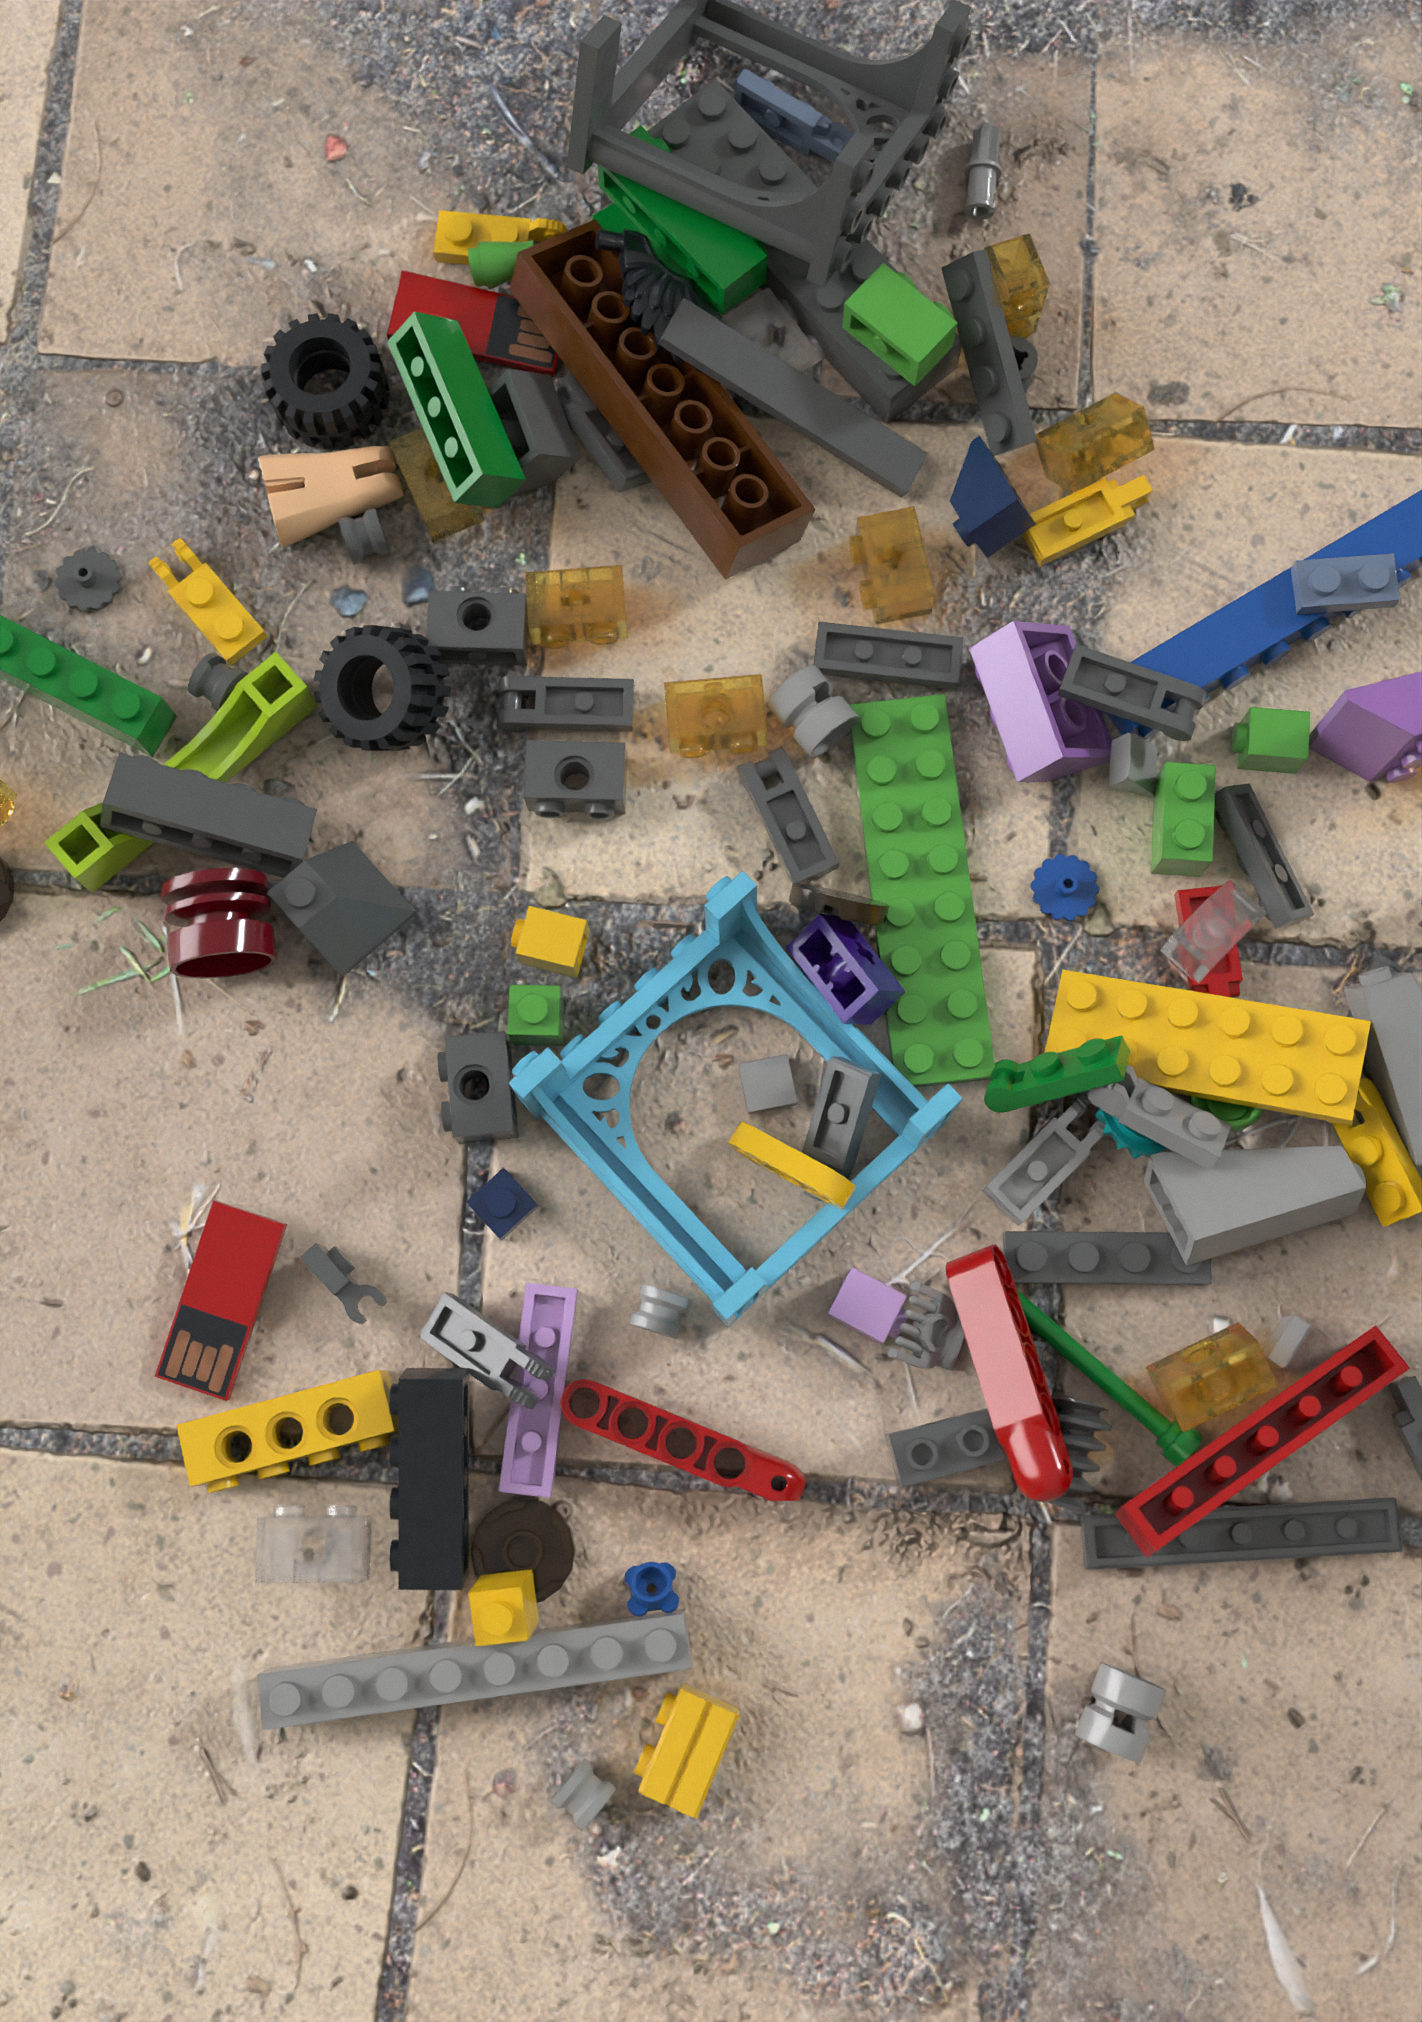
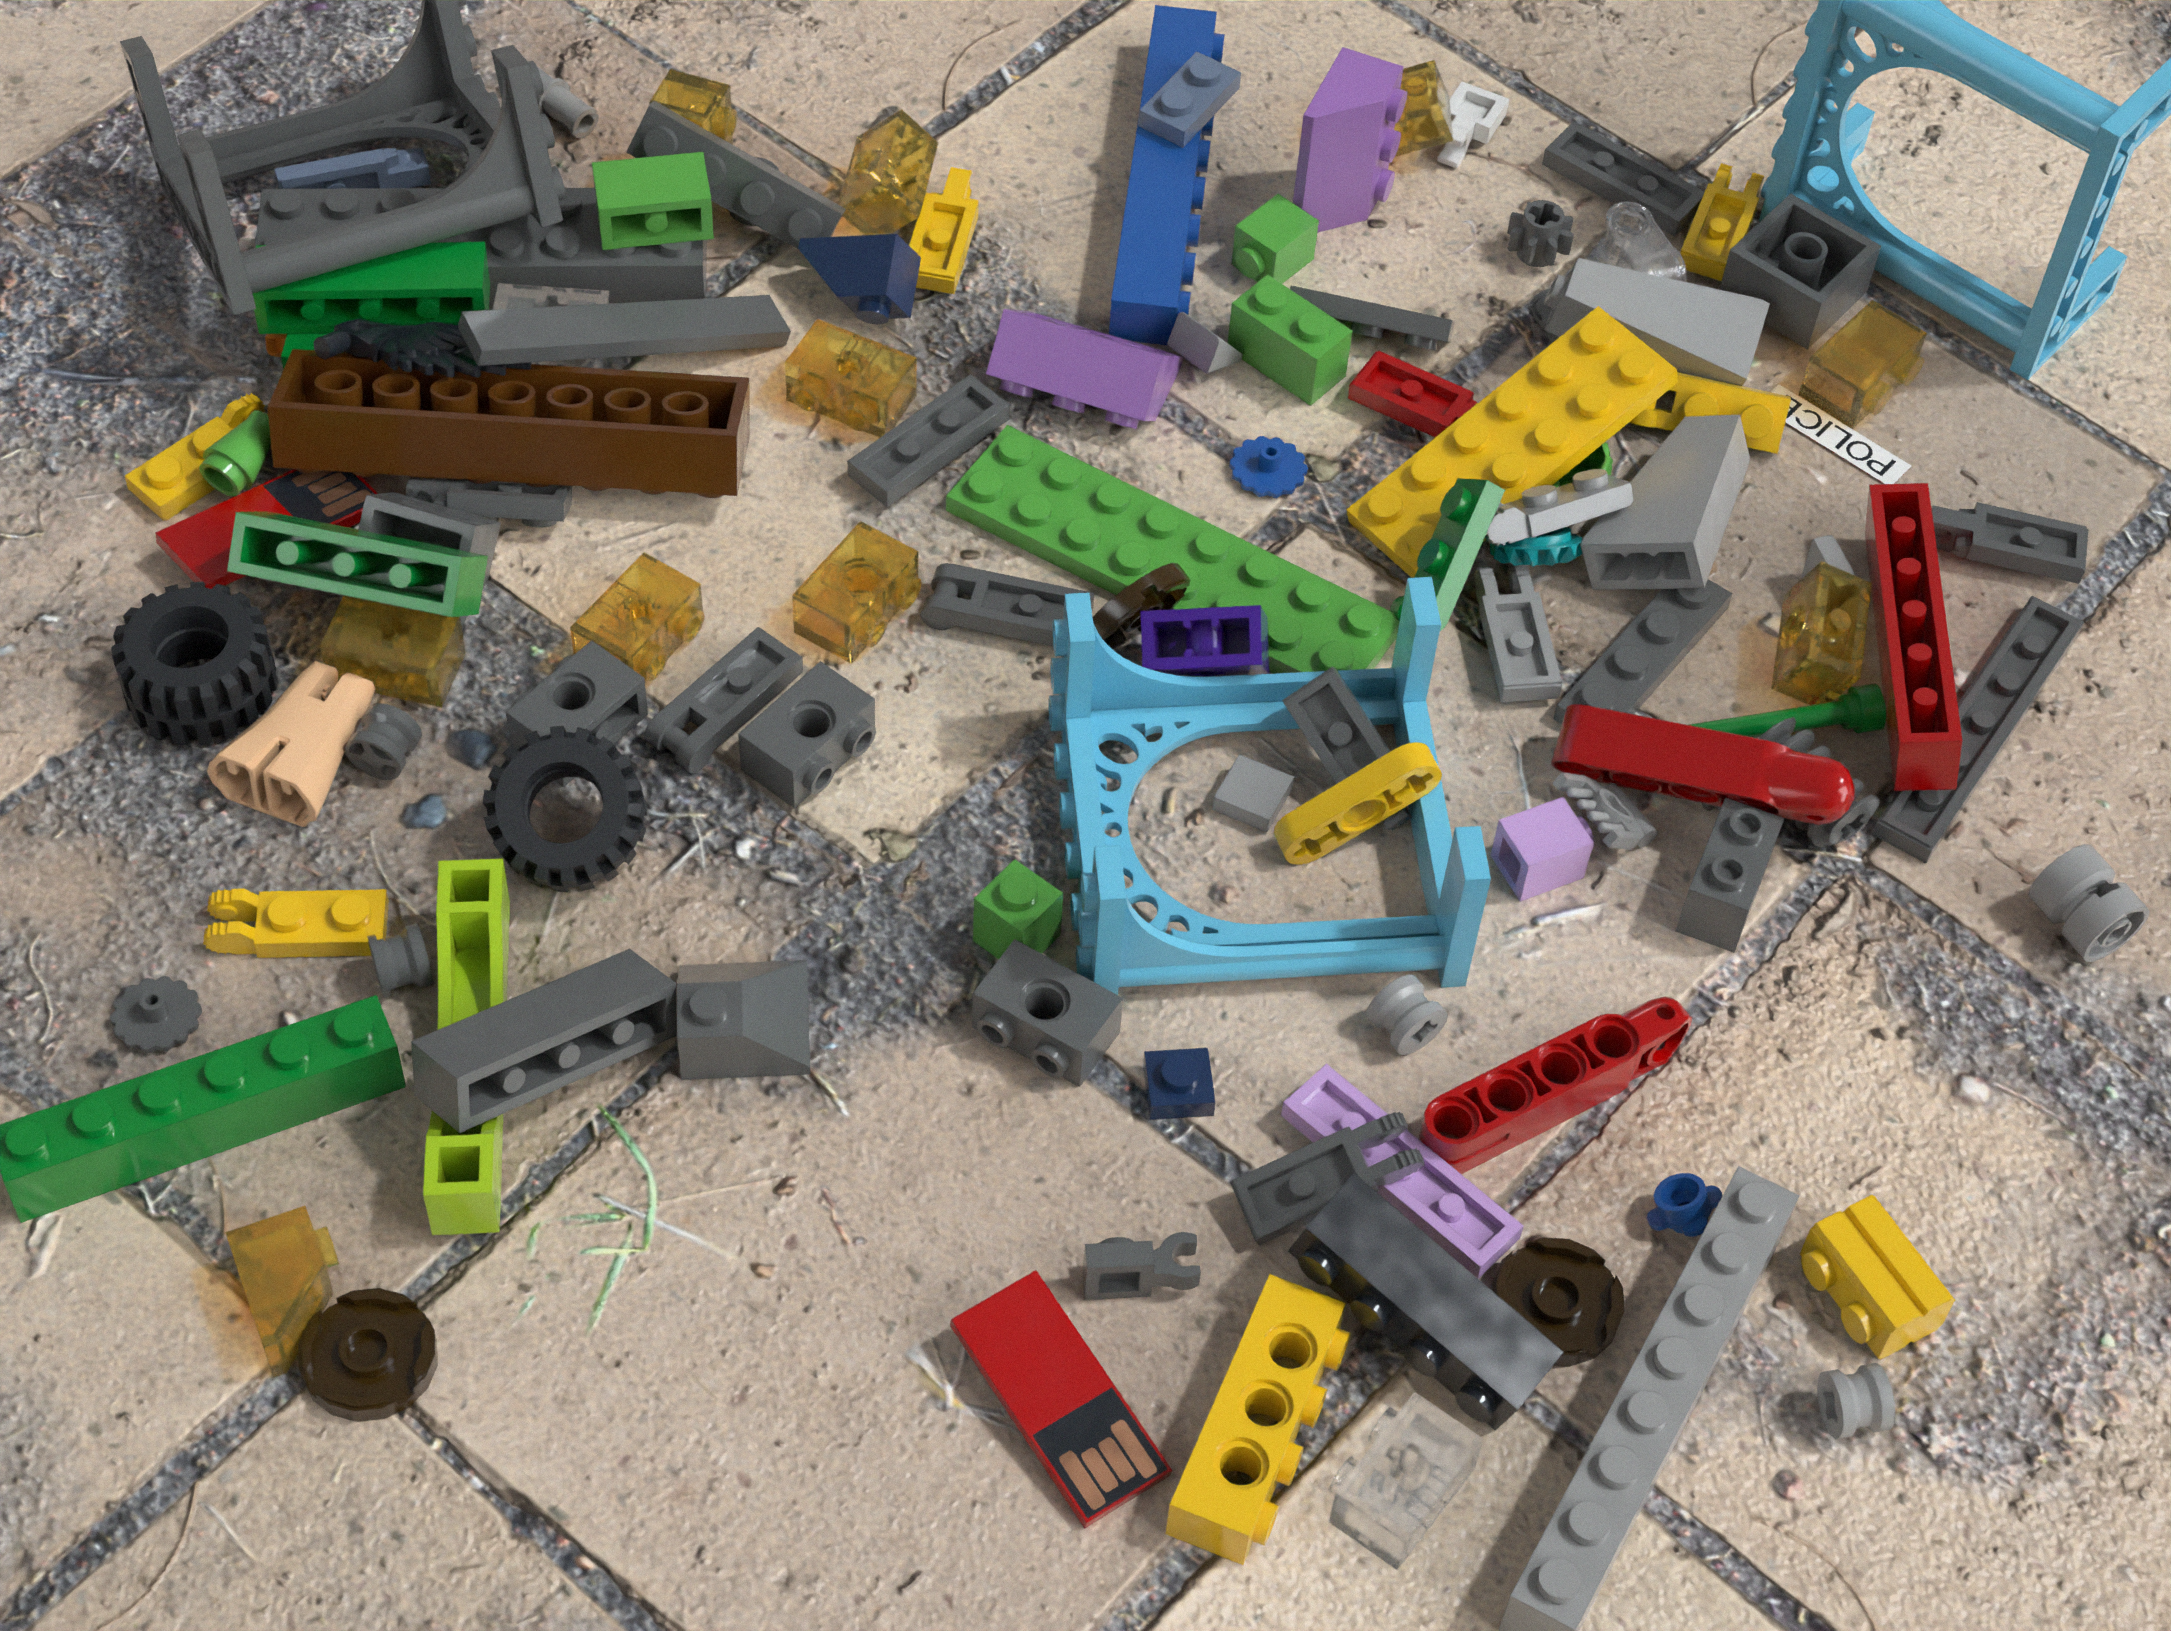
camera: 60 degrees left, 25 degrees down
(218, 923) = (664, 1107): dark red wheel -> none
(503, 1607) = (1611, 1324): yellow brick -> none
(550, 941) = (952, 859): yellow brick -> none
(809, 707) = (931, 516): light grey wheel -> none
(1131, 692) = (1147, 280): dark grey plate -> none
(1213, 931) = (1417, 379): clear slope -> none

